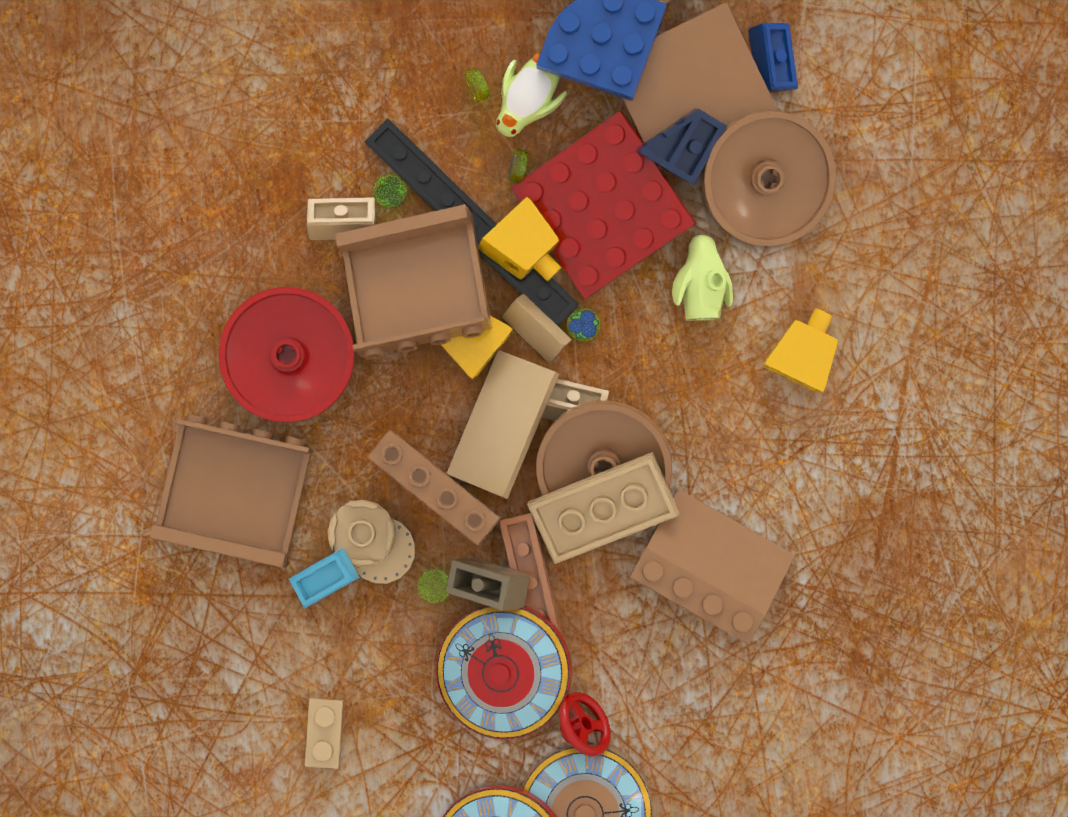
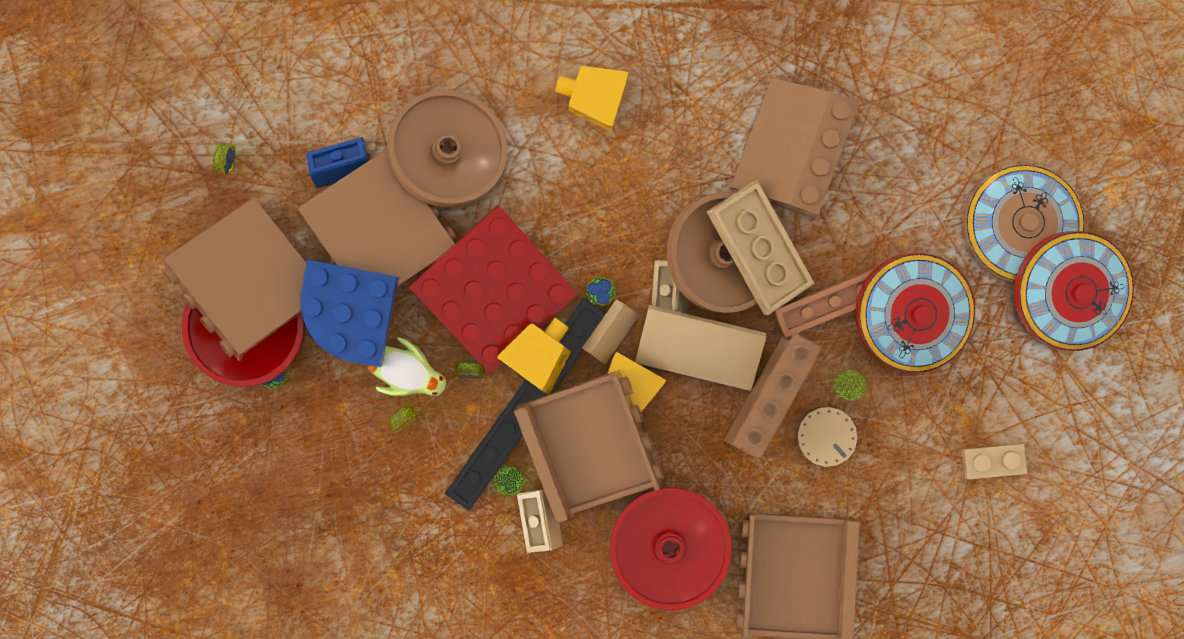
camera: 100 degrees left, 0 degrees up
(324, 578) = (861, 483): medium azure tile -> none
(363, 531) = (816, 456): tan tile -> none
(488, 583) = (844, 337): dark tan brick -> none
(579, 725) = (953, 240): red piece -> none
(684, 145) = (430, 224): dark blue wing -> none
(702, 282) = (547, 192): yellowish green animal -> none

